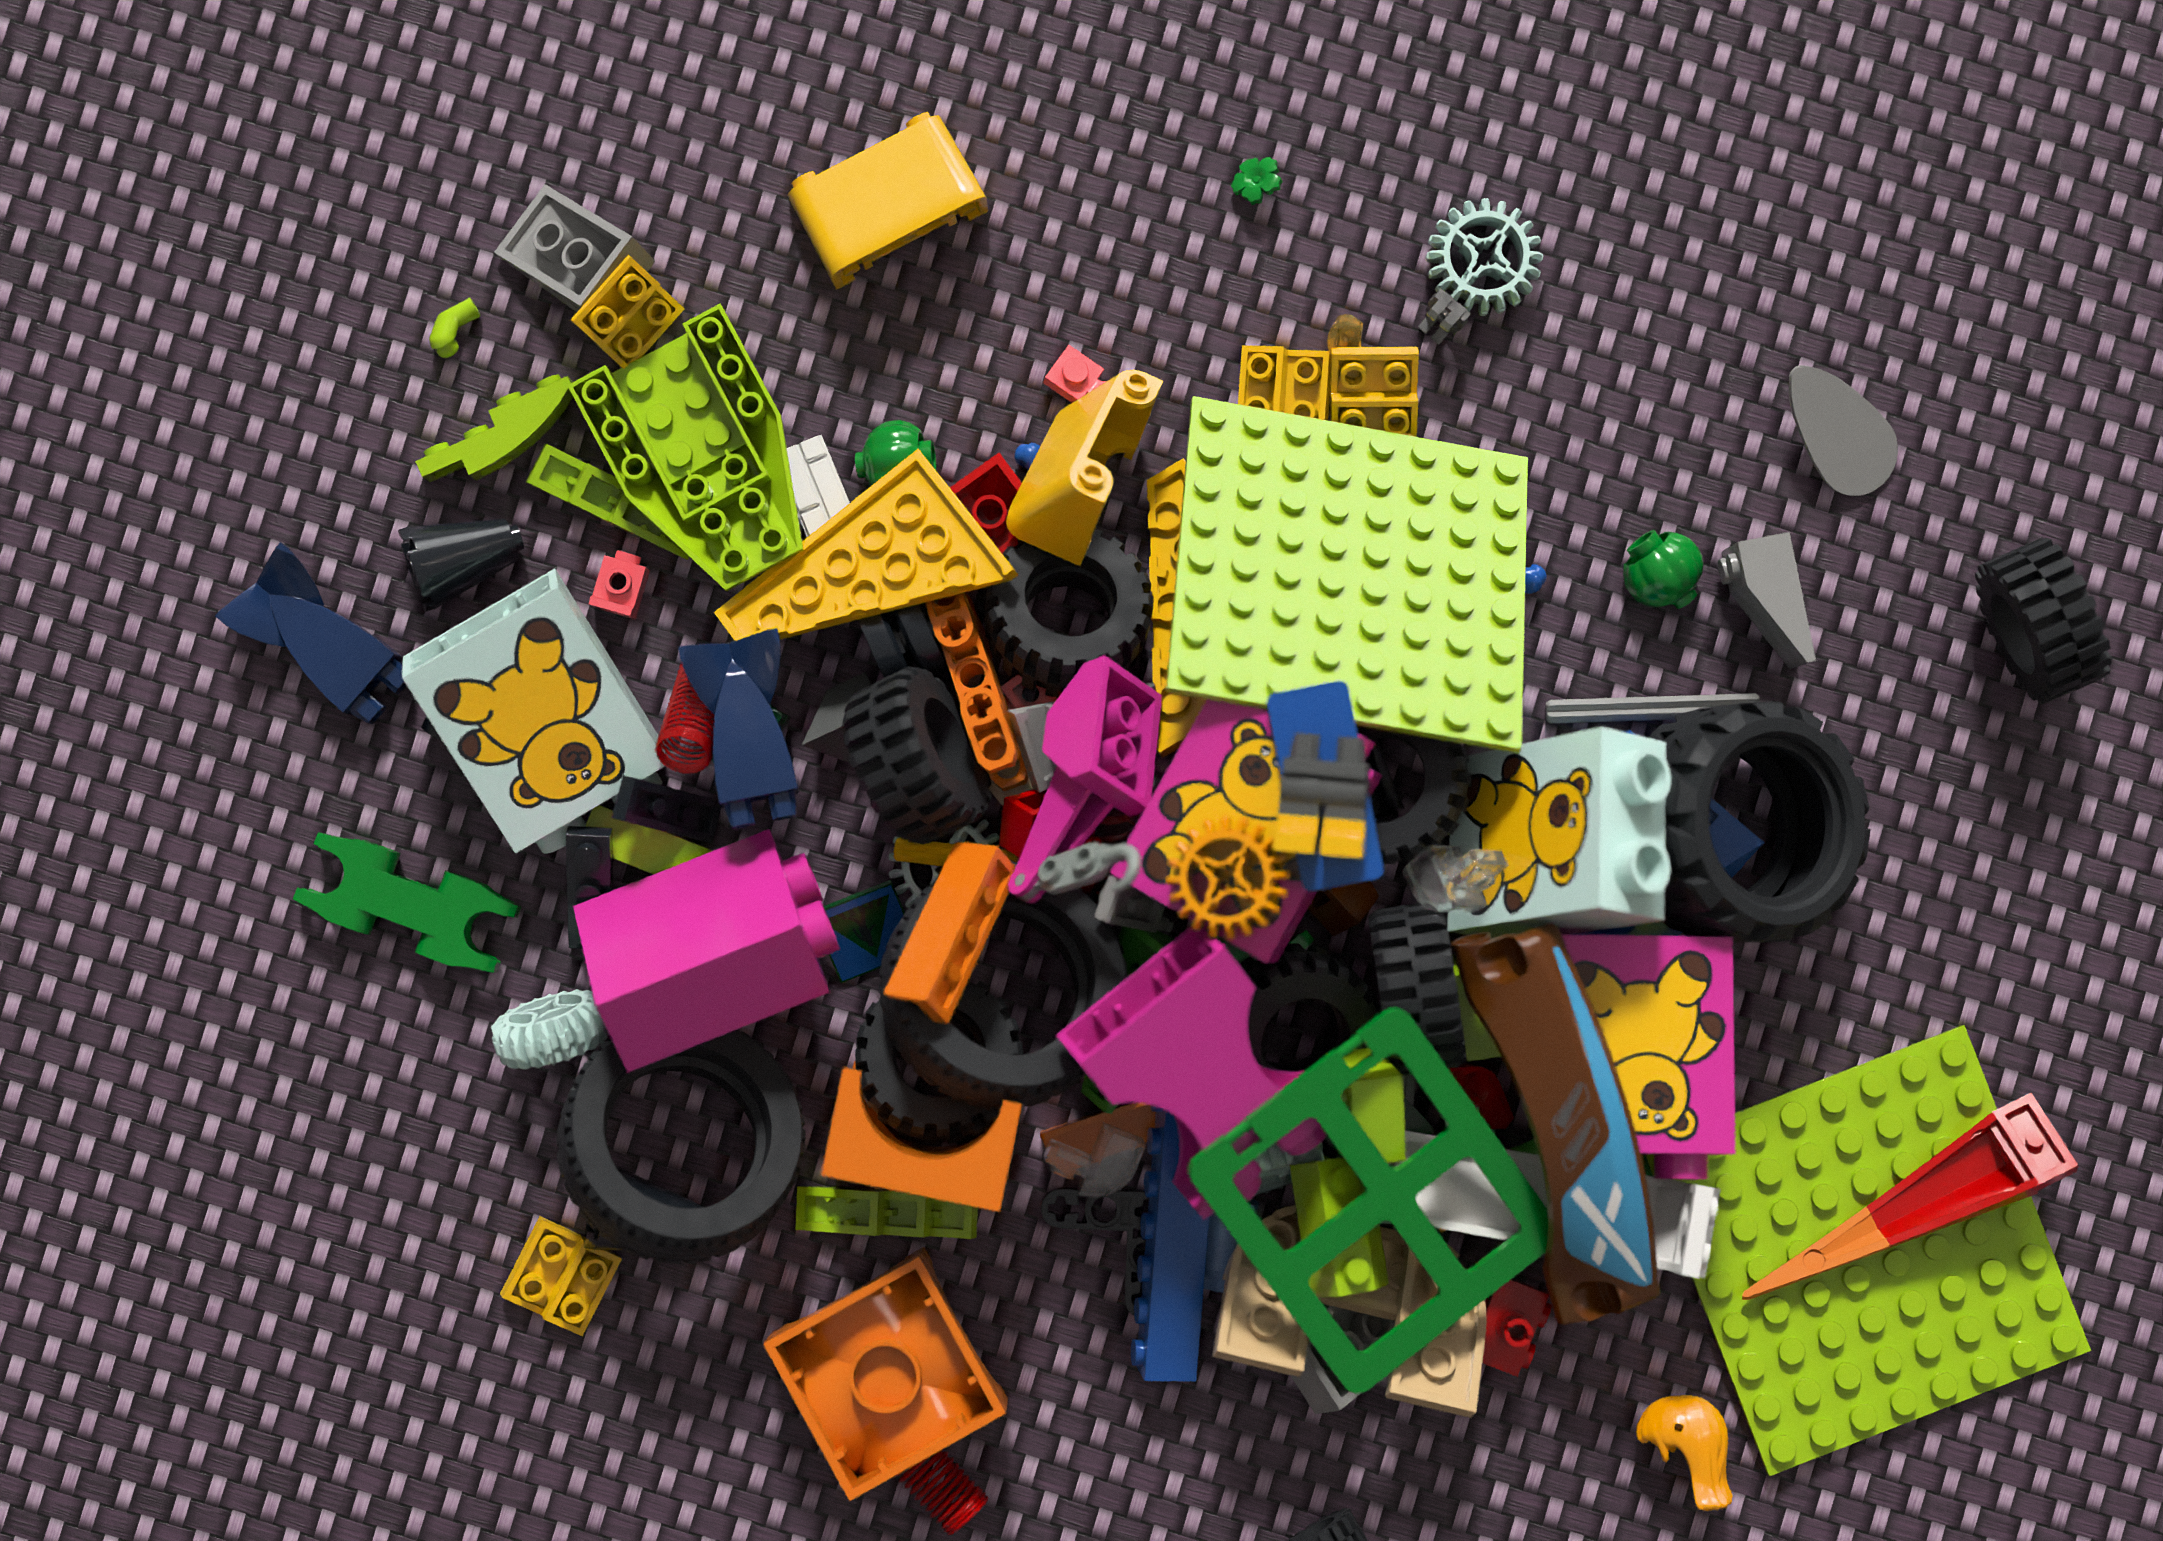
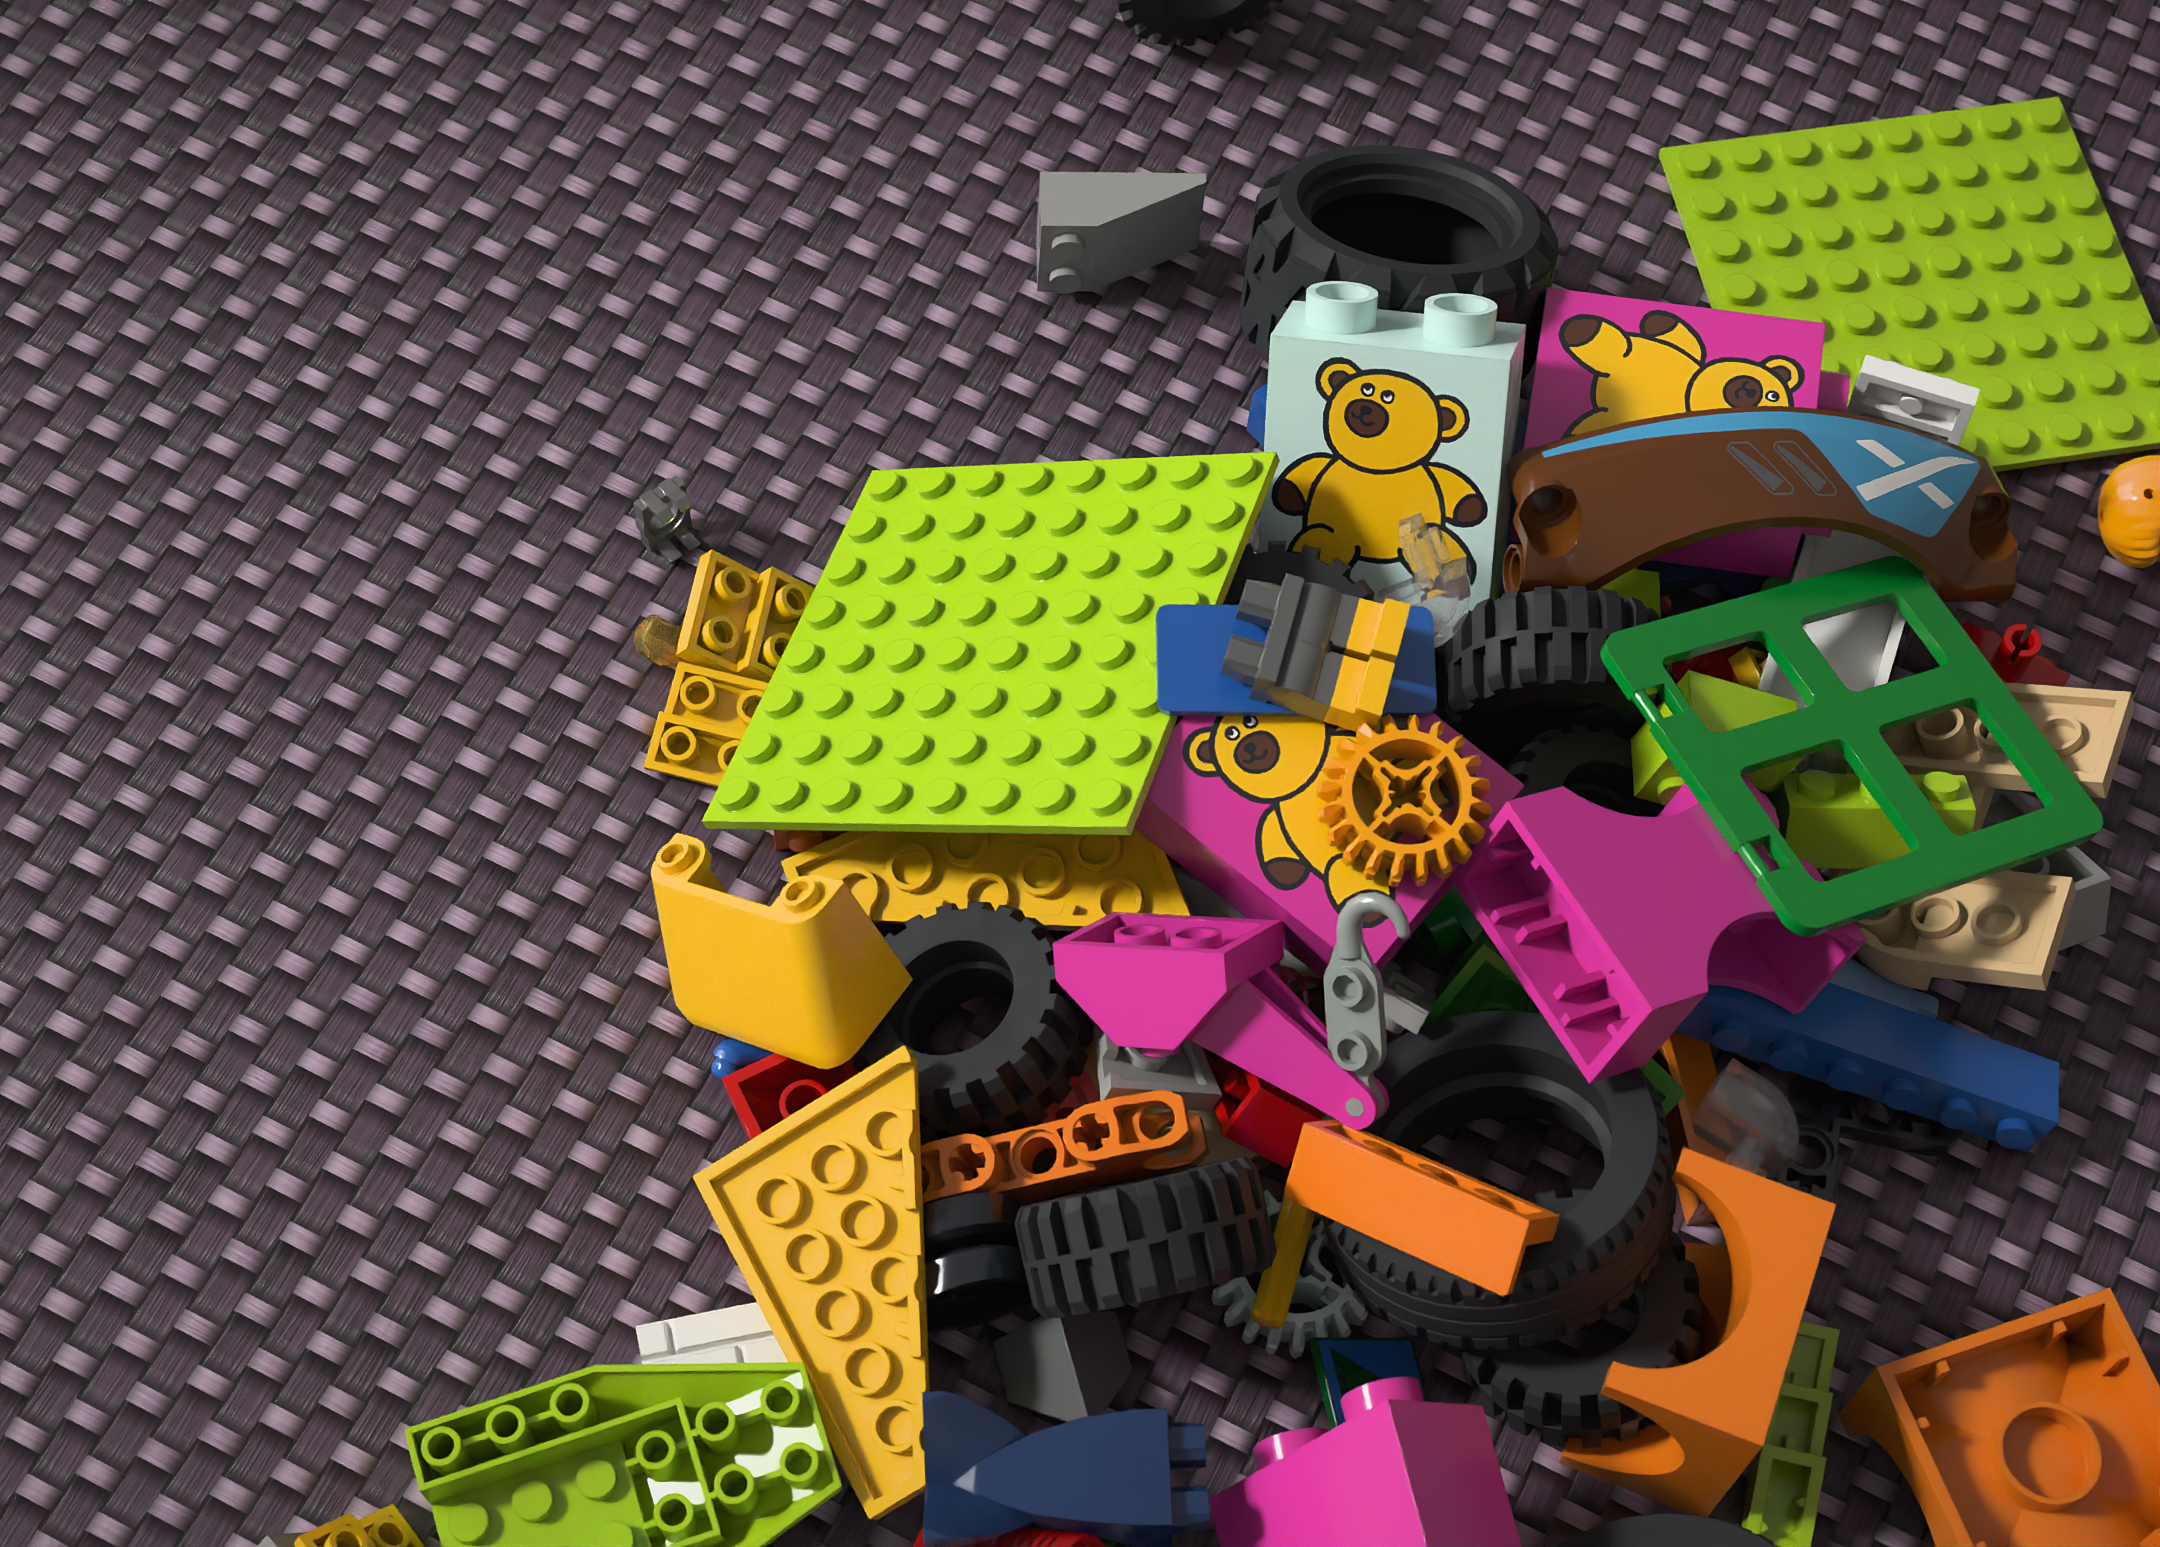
camera: 85 degrees left, 25 degrees down
(886, 197) = (313, 1181): yellow windscreen -> none
(888, 447) = (684, 1243): green plant -> none
(1073, 375) = (634, 981): coral plate -> none
(1257, 178) = (423, 708): green plant -> none
(1505, 227) = (605, 445): light aqua gear -> none
(1635, 707) = (1224, 371): light grey axle -> none
(1663, 569) = (1051, 337): green plant -> none
(1841, 432) = (920, 130): light grey shield -> none
(1986, 1168) = (1844, 144): red plate -> none

